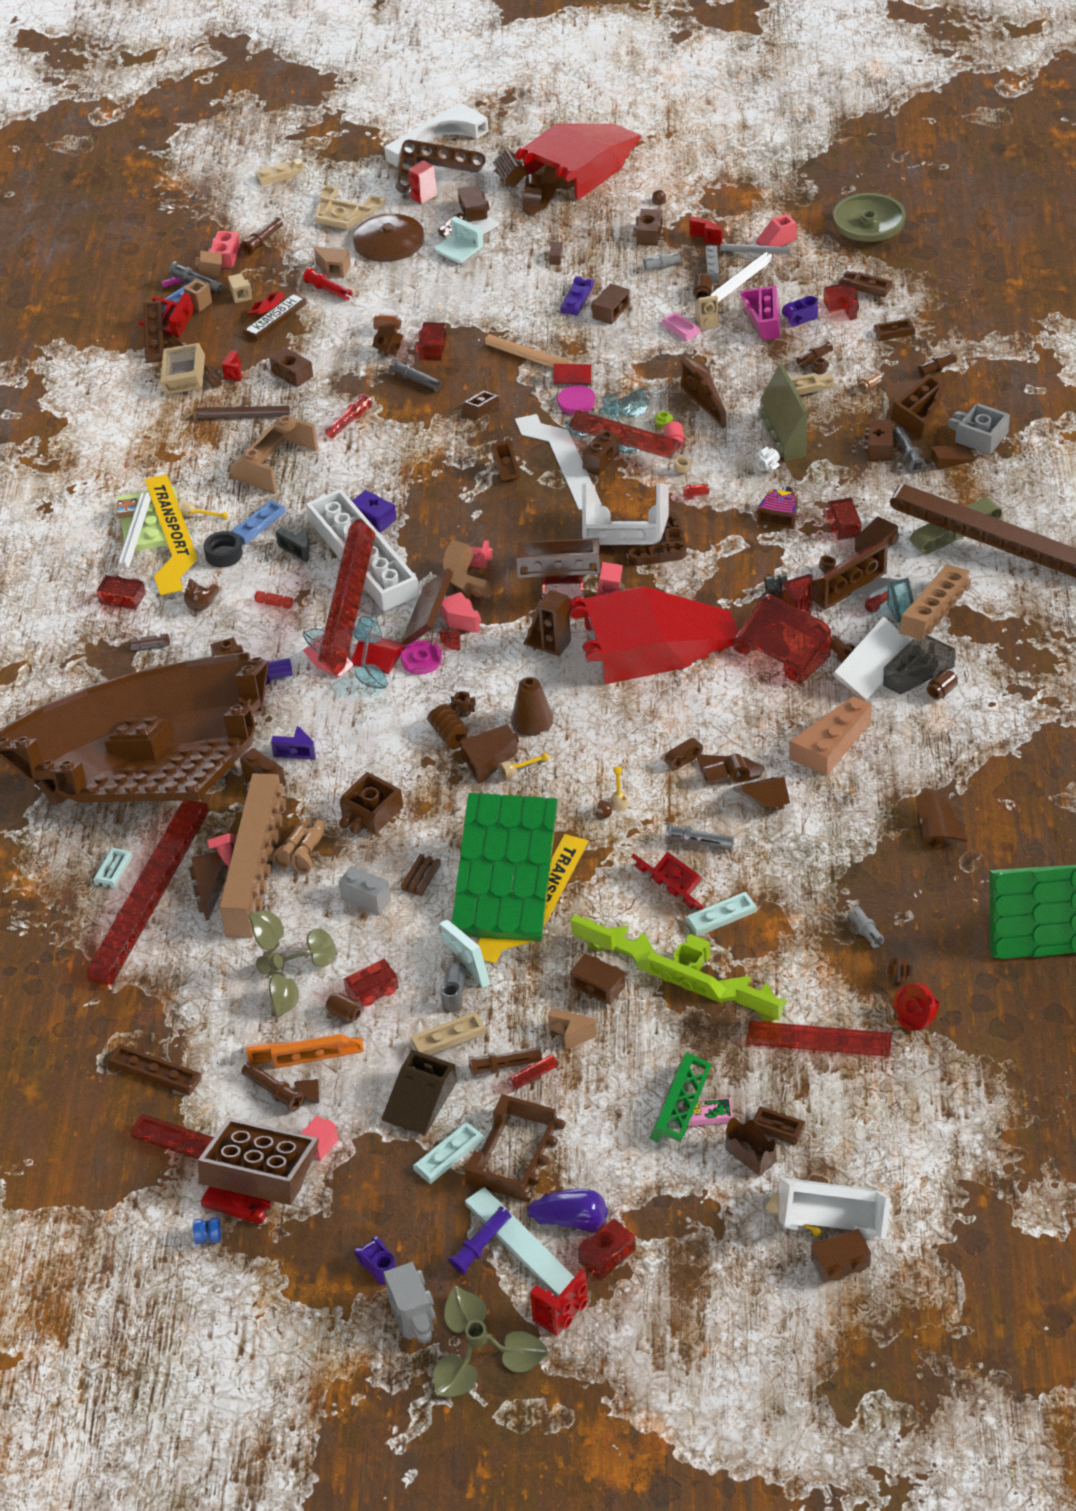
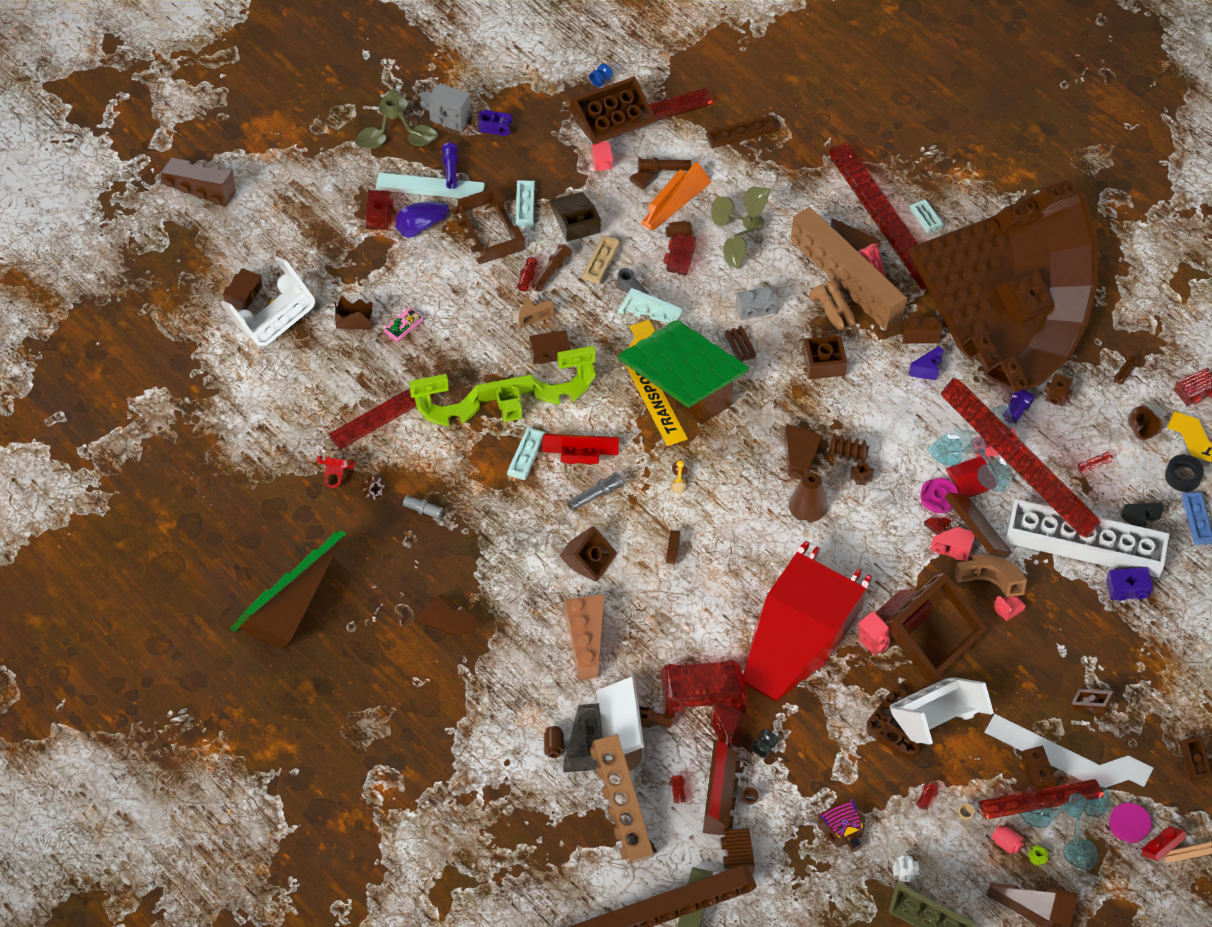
camera: 130 degrees right, 10 degrees up
(508, 769) = (773, 450): hinge -> none
(550, 624) = (872, 561): reddish brown wedge -> none
(558, 1312) = (372, 155): red bracket -> none
(672, 1098) = (430, 314): green fence -> none
(724, 768) = (633, 561): reddish brown panel -> none
(768, 1428) = (200, 181): none -> reddish brown wedge
(776, 1128) = (355, 348): reddish brown tile -> none
(843, 518) = (784, 852): clear red brick -> none
(873, 588) = (689, 797): light grey piece -> none
(899, 597) = (656, 798): clear light blue slope -> none

